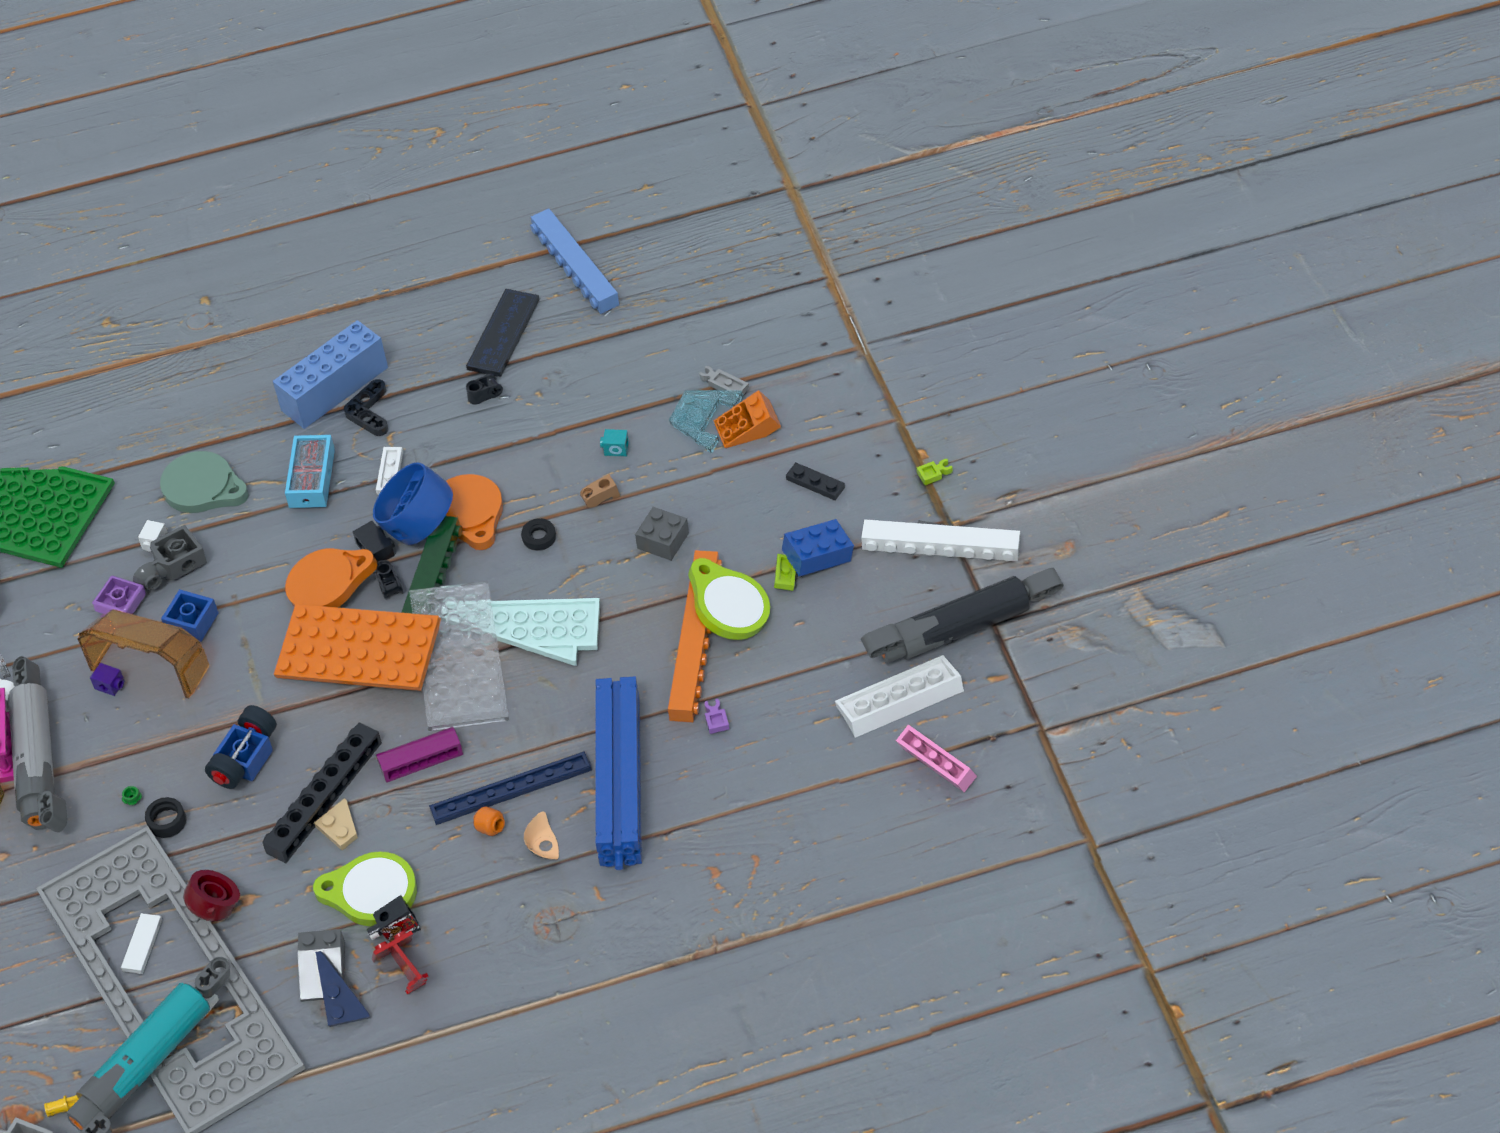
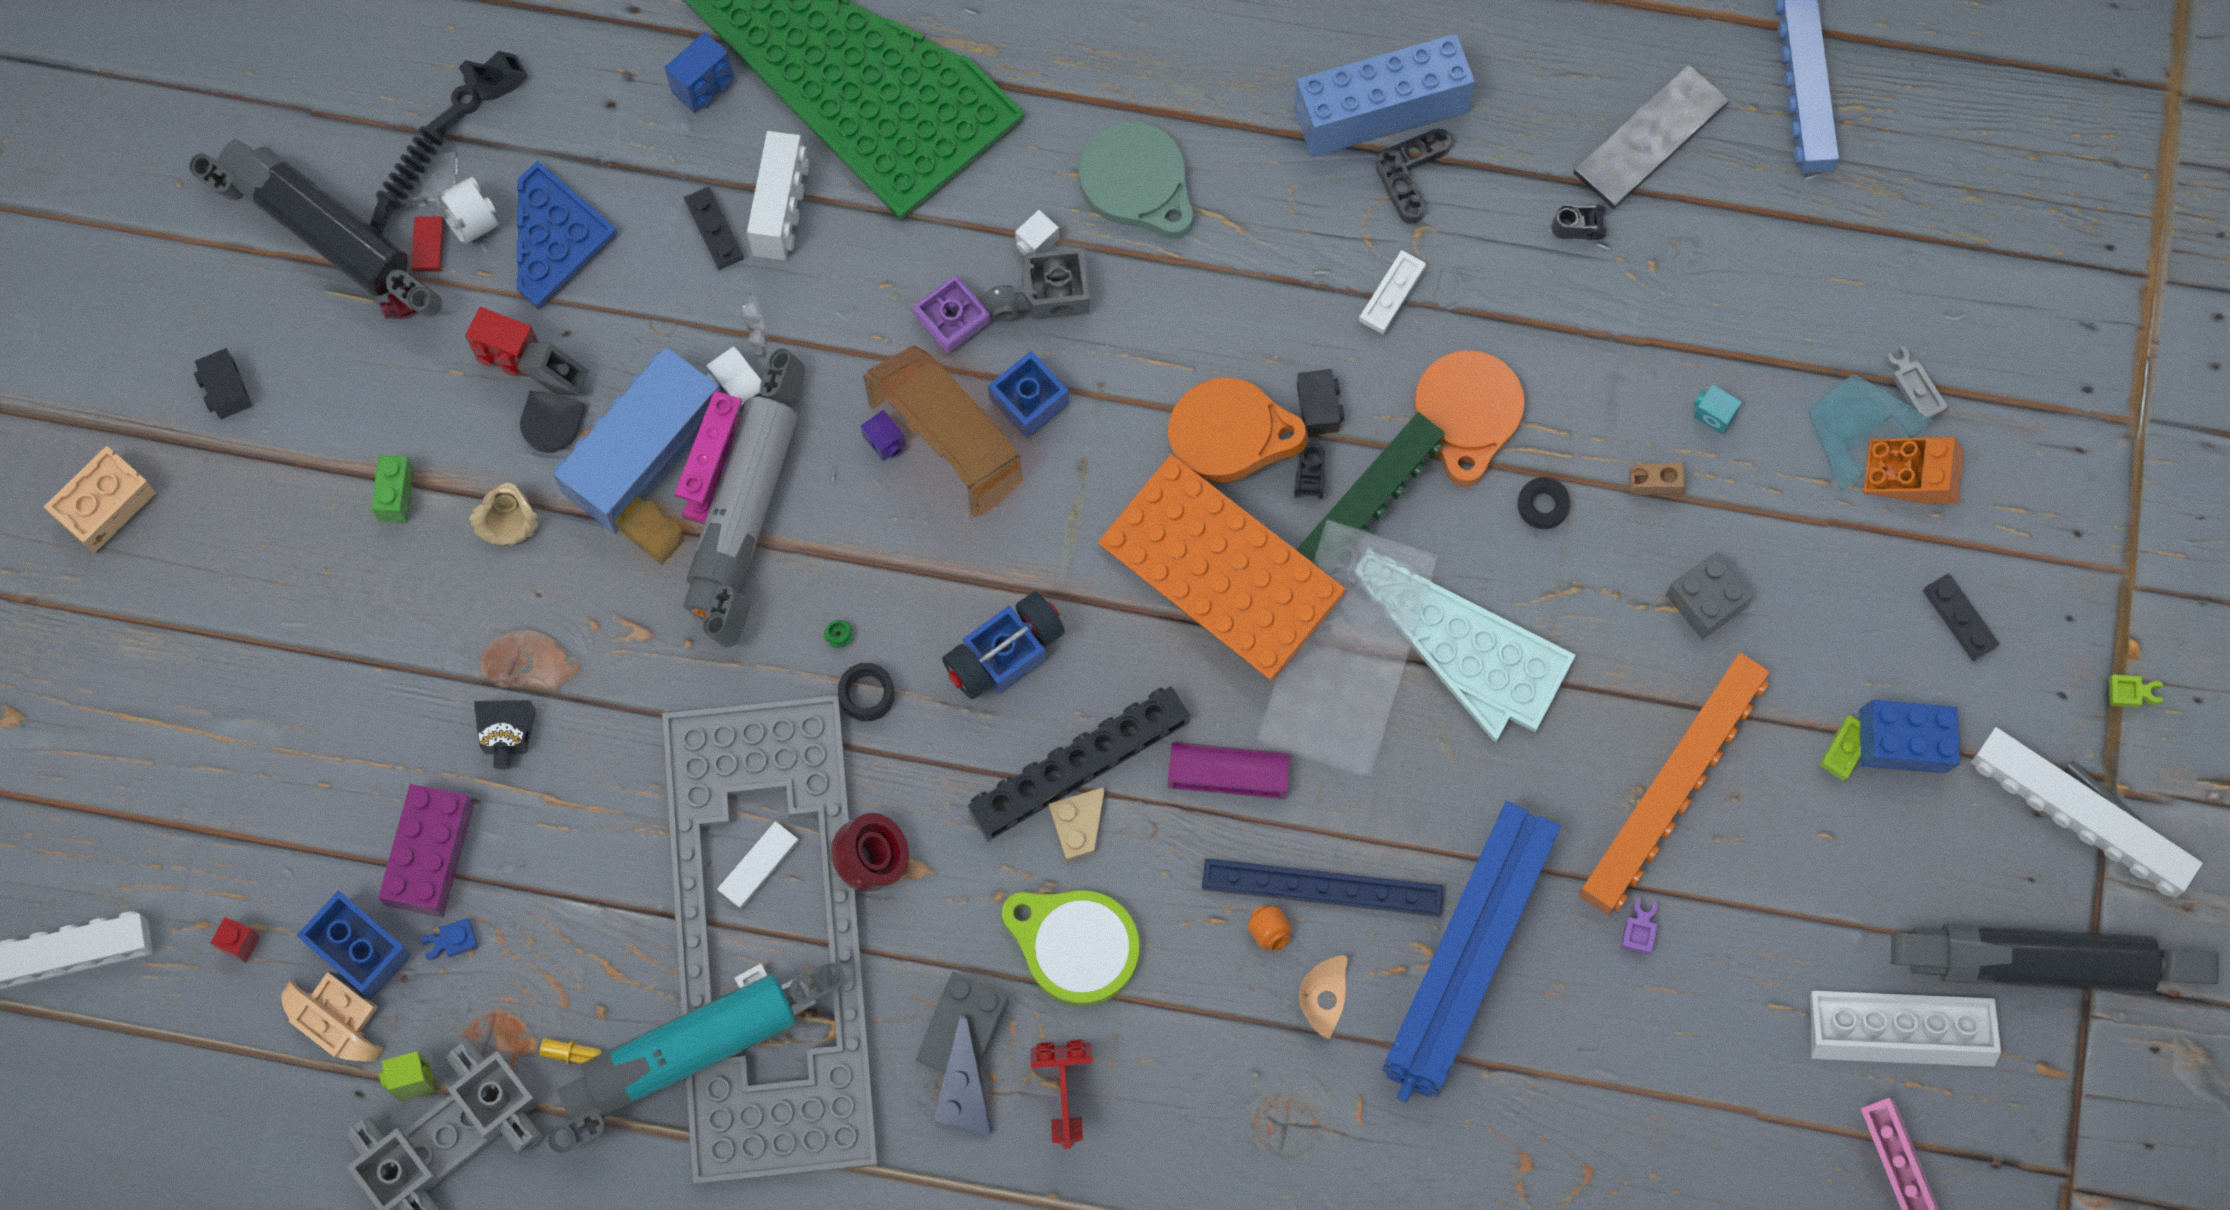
camera: 25 degrees right, 20 degrees up
(309, 471) = (1286, 240): brick -> none
(393, 919) = (1091, 1018): black torso -> none
(412, 503) = (1394, 380): blue cylinder -> none
(728, 600) = (1745, 759): piece -> none

